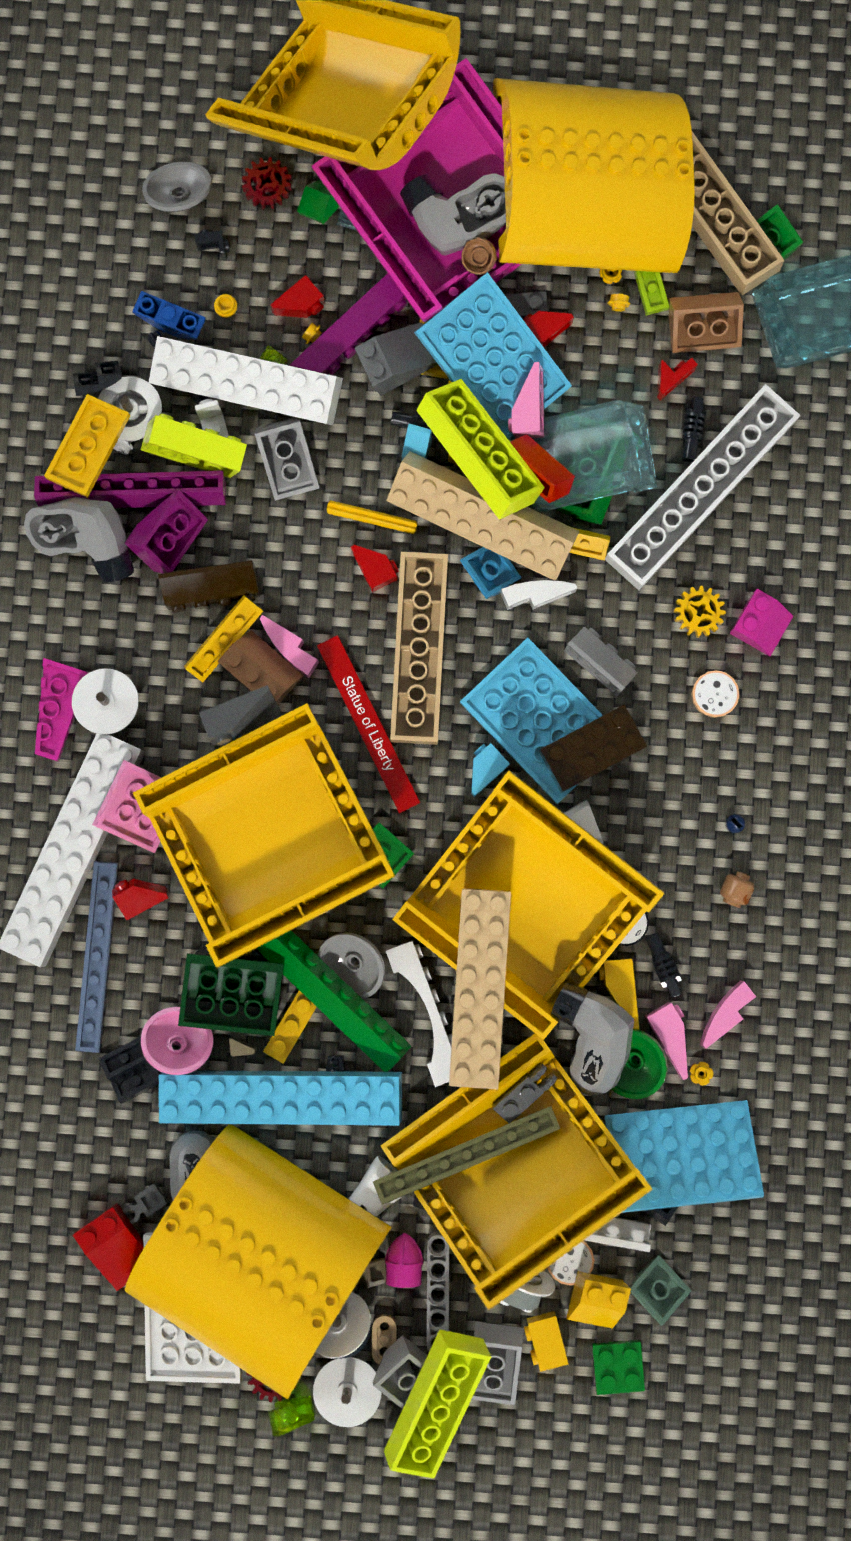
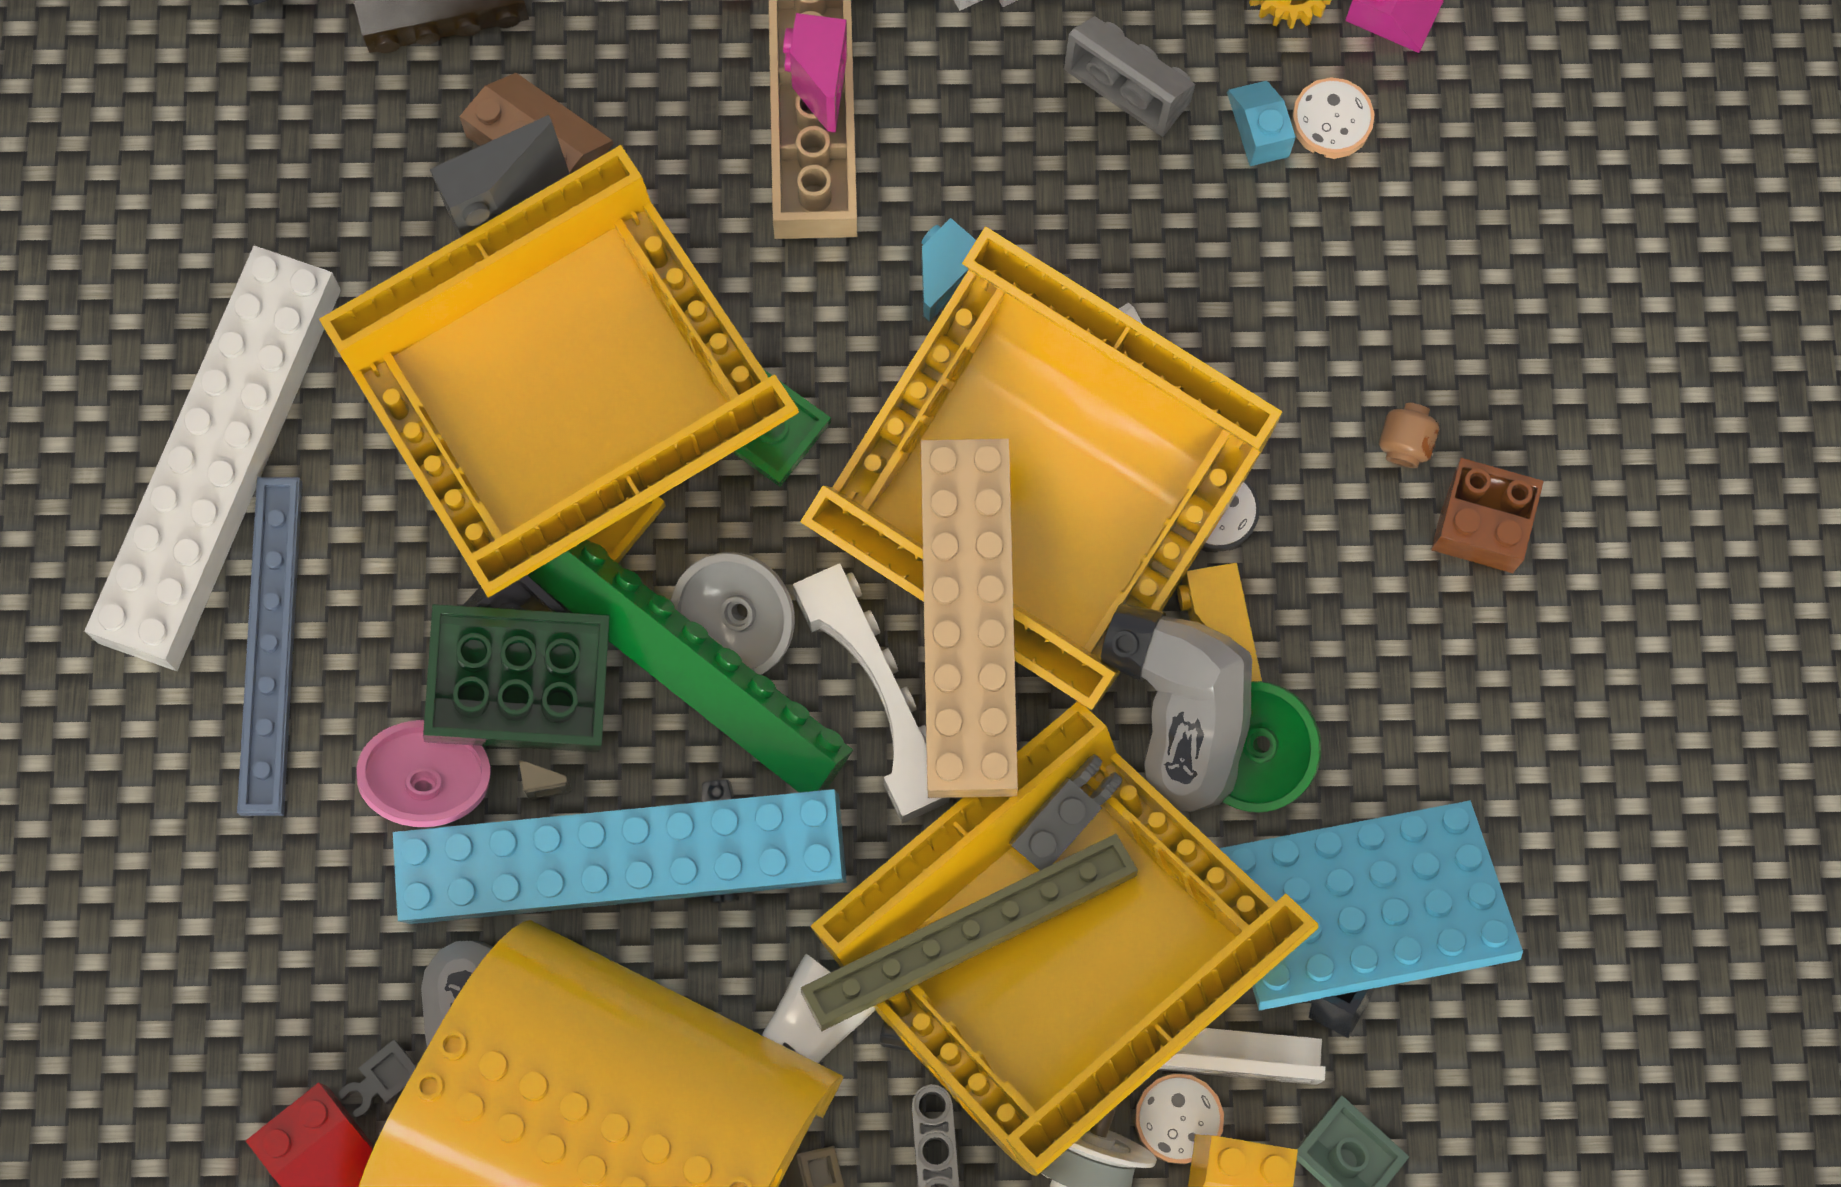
camera: 10 degrees left, 10 degrees down
(55, 708) = (184, 209): dark pink wing -> none
(105, 701) = (264, 198): white piece -> none
(121, 812) = (311, 381): bright pink plate -> none
(129, 1071) = (340, 841): black slope -> none
(137, 896) = (336, 528): red slope -> none
(222, 638) = (479, 66): yellow plate -> none
(289, 647) = (585, 91): bright pink slope -> none
(290, 1028) = (631, 740): yellow plate -> none
(368, 724) = (733, 213): red tile -> none
(404, 1263) = (871, 1141): dark pink helmet -> none
(422, 654) = (817, 64): none -> dark pink slope
(528, 707) = (1037, 174): medium azure plate -> none
(592, 748) = (1129, 211): dark brown brick -> none
(664, 965) = (1294, 575): black hinge -> none
(670, 1032) = (1318, 680): bright pink slope -> none
(673, 693) = (1262, 122): none -> medium azure slope
(696, 1069) = (1382, 772): yellow plate -> none
(726, 1013) = (1417, 649): bright pink slope -> none
(731, 827) = (1387, 333): dark blue hinge -> none
(775, 940) = (1487, 515): none -> dark orange slope

